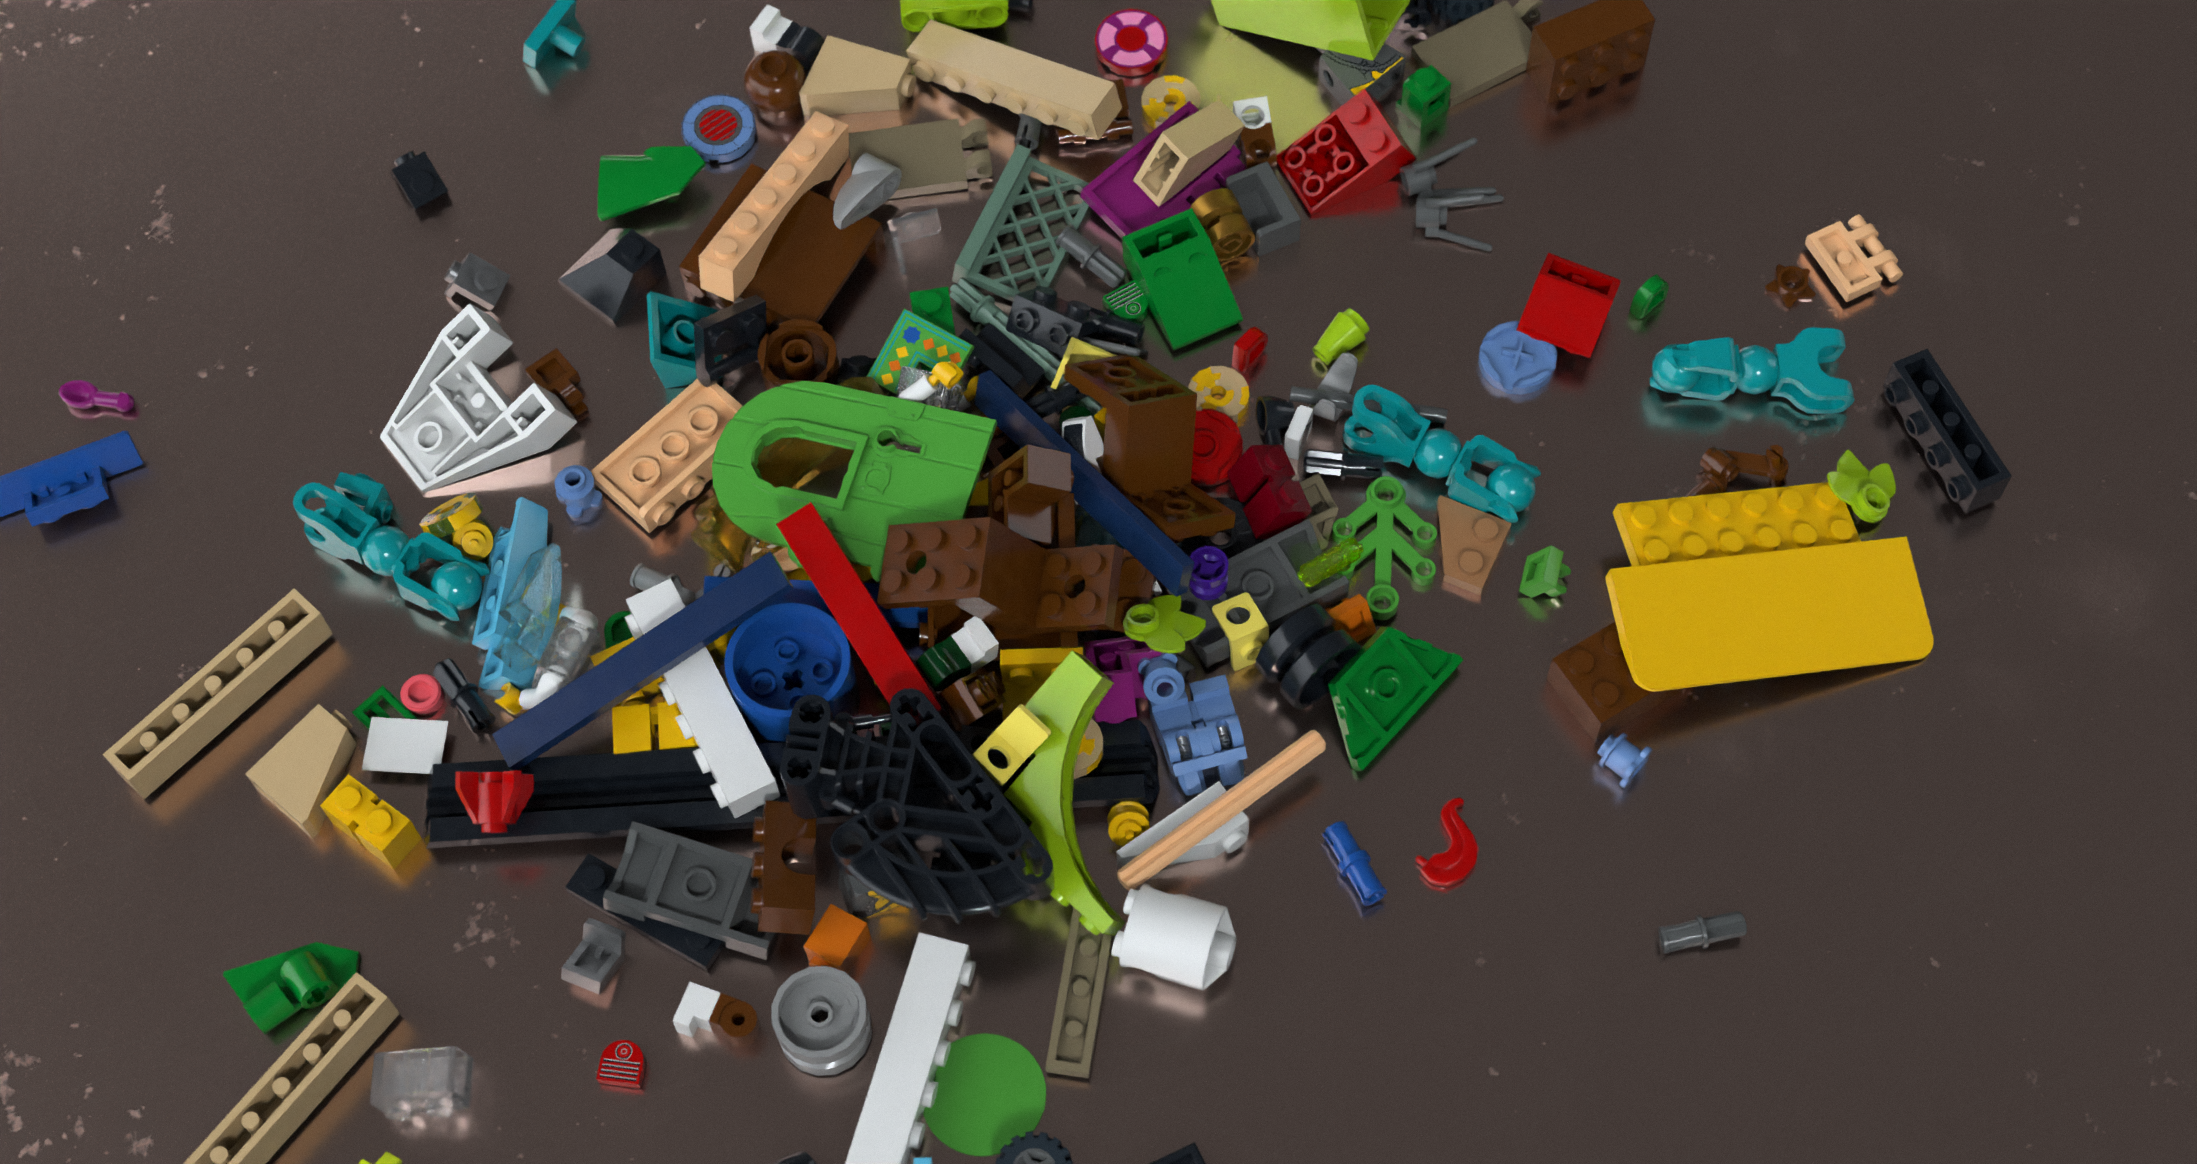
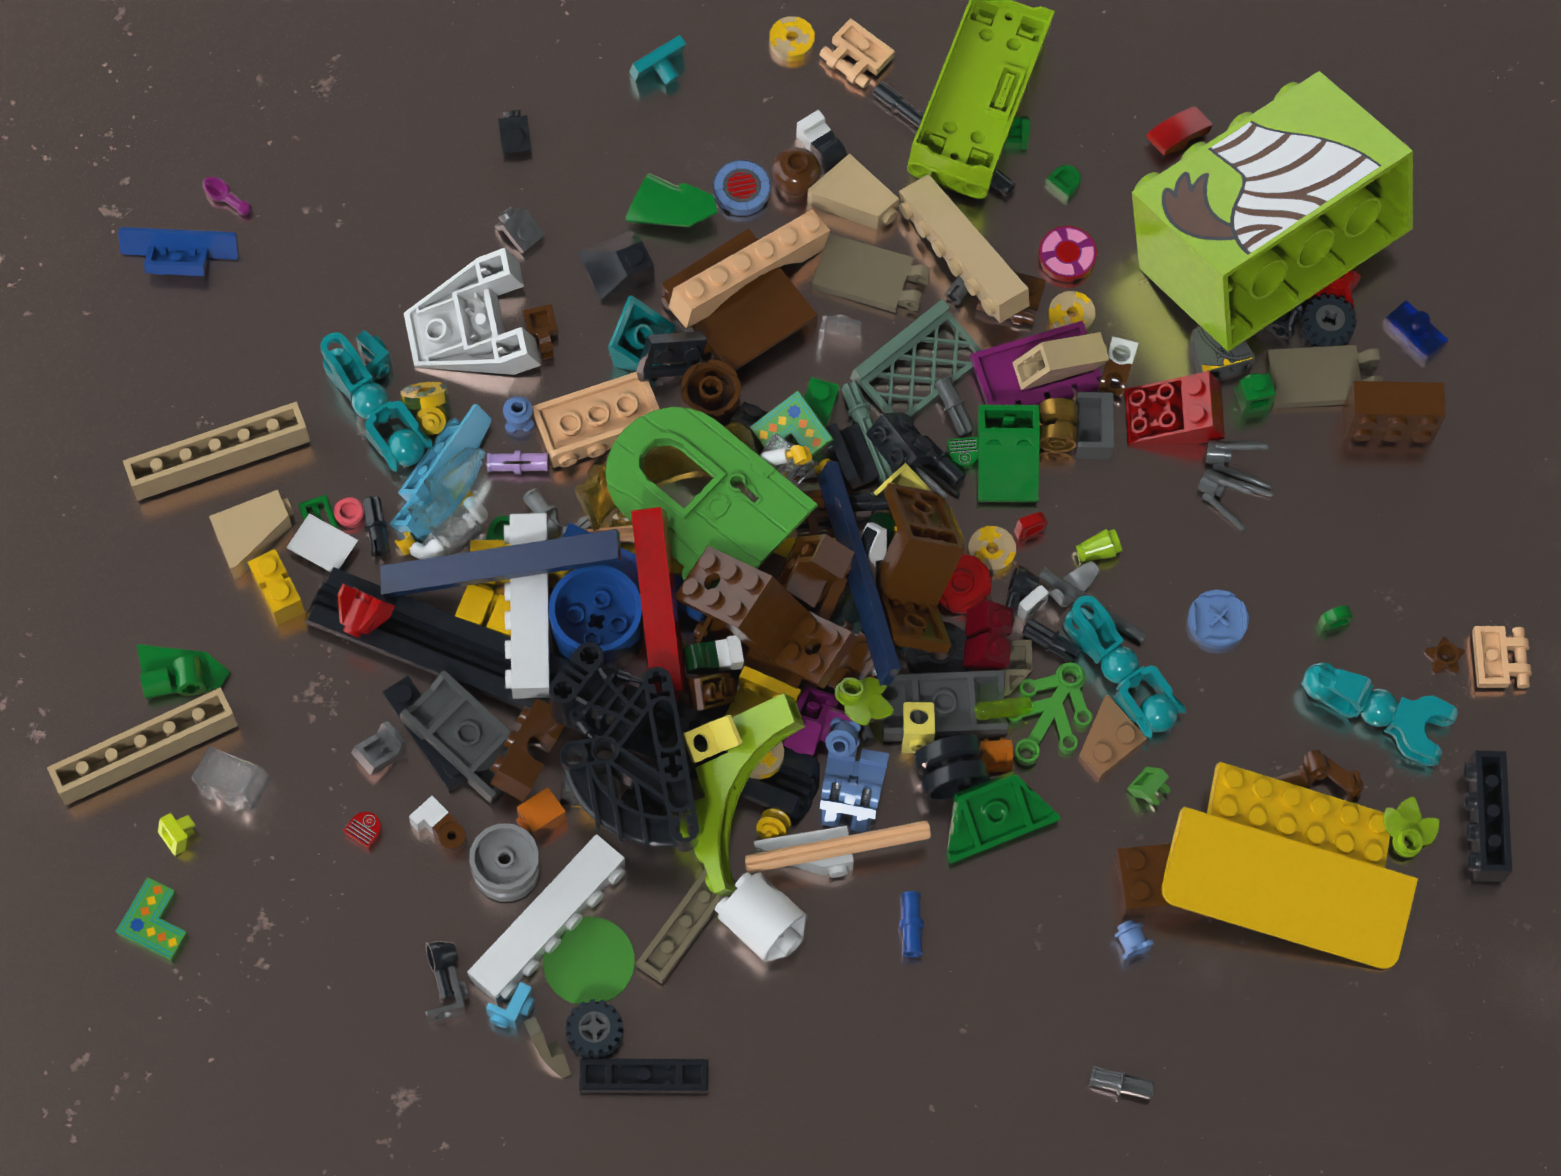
camera: 20 degrees right, 5 degrees up
(576, 554) = (539, 462): none -> lavender pin
(867, 188) = (818, 285): light grey piece -> none
(1212, 565) = (913, 671): dark purple wheel -> none
(1460, 859) = (985, 955): red piece -> none
(1568, 305) = (1270, 600): red slope -> none

